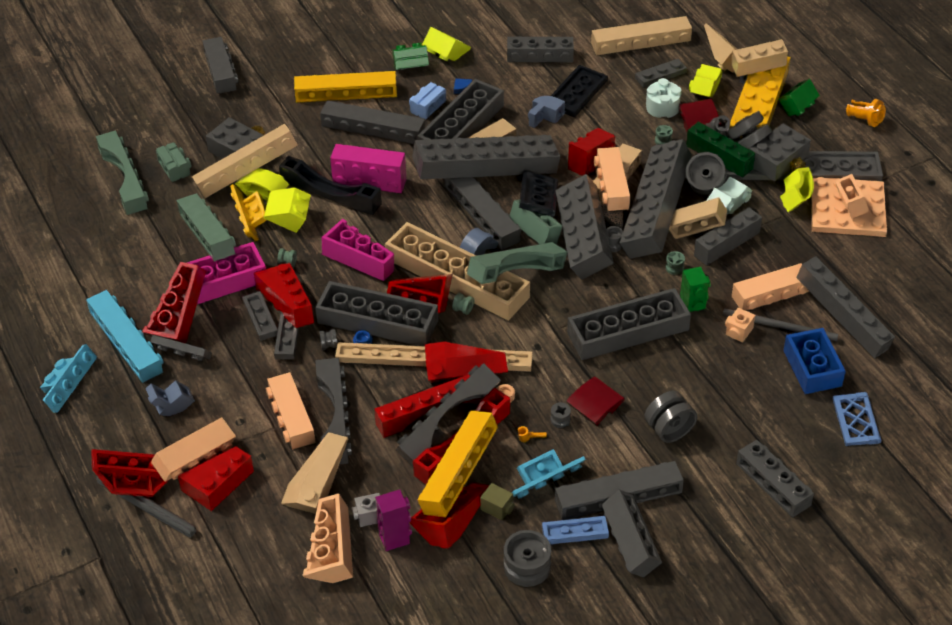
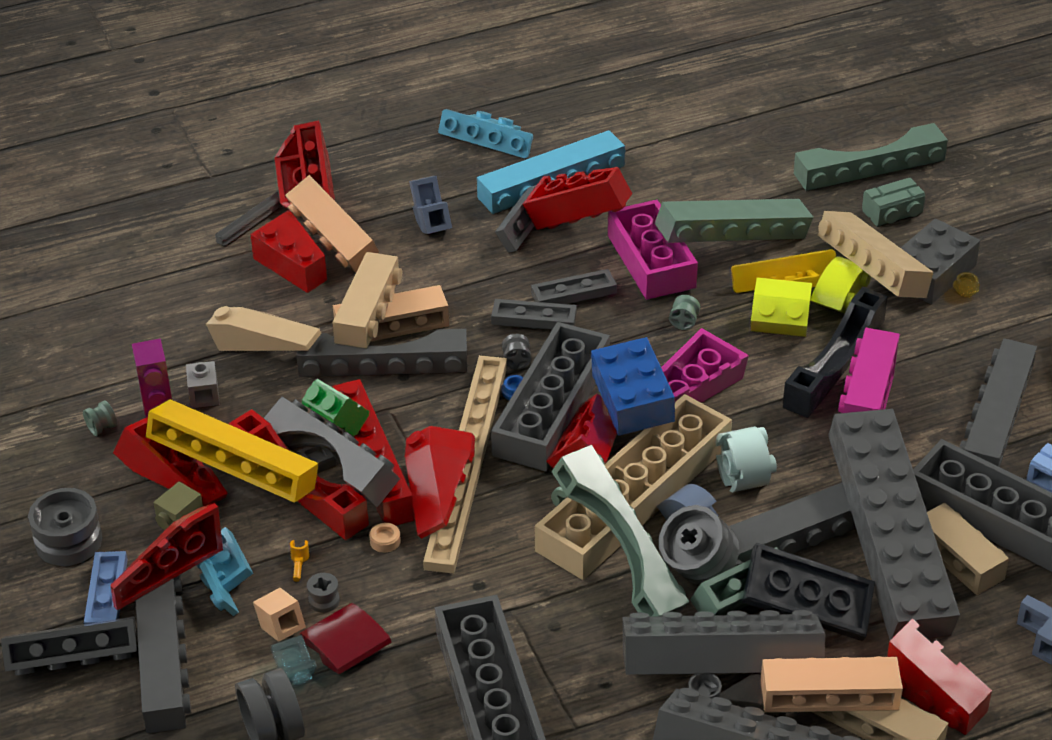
camera: 95 degrees right, 5 degrees down
(286, 293) = (601, 303): red wedge -> none
(294, 409) = (366, 300): none -> tan brick
(331, 543) = (181, 343): light nougat wedge -> none
(391, 258) = (633, 386): none -> blue brick
(408, 566) = (100, 418): none -> sand green wheel
(415, 408) = (335, 407): none -> green brick
(434, 218) = (745, 458): none -> light aqua brick
(517, 230) = (698, 544): none -> dark grey wheel
(553, 474) = (175, 551): none -> red wedge
(586, 430) = (279, 614): none -> light nougat brick
(623, 420) = (294, 659): none -> clear light blue bracket

